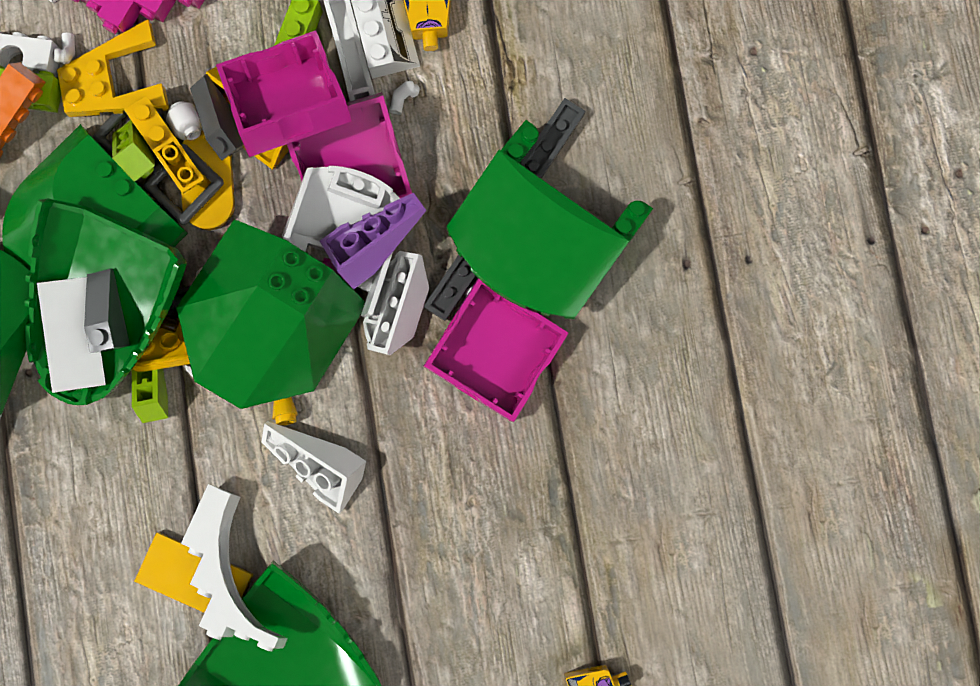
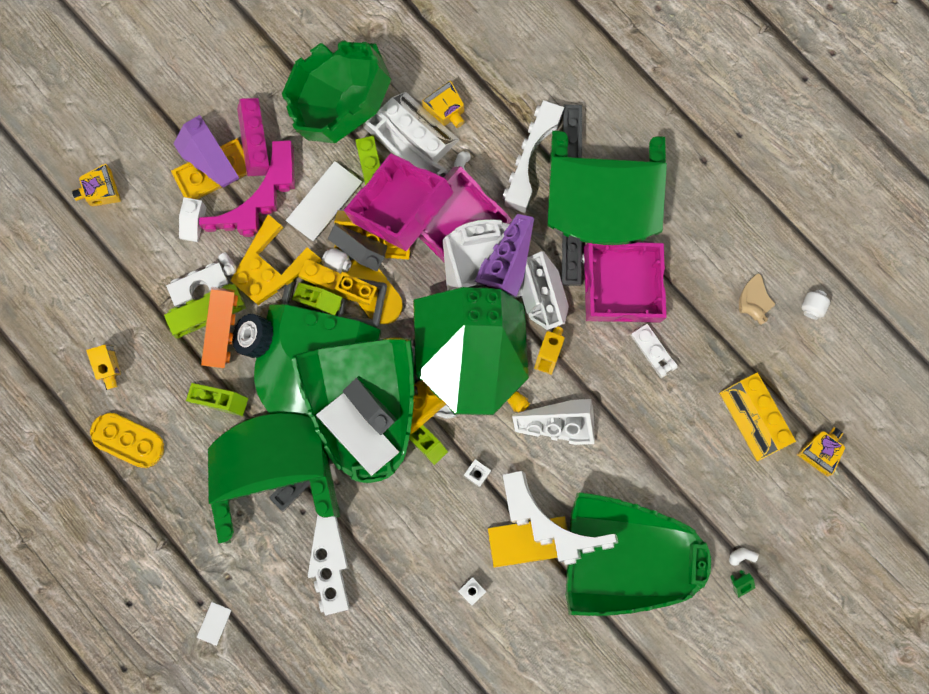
camera: 30 degrees left, 5 degrees down
(35, 148) = (252, 335): none -> black wheel
(99, 590) = (472, 583): none -> white plate
(175, 463) = (477, 466): none -> white plate
(219, 41) = (323, 201): none -> white piece
(350, 381) = (550, 350): none -> yellow torso
(479, 449) = (653, 350): none -> white plate
(532, 104) = (520, 191): none -> white arch
(545, 603) = (757, 417): none -> yellow slope
(636, 465) = (755, 300): none -> tan arm
(701, 515) = (815, 304): none -> white head

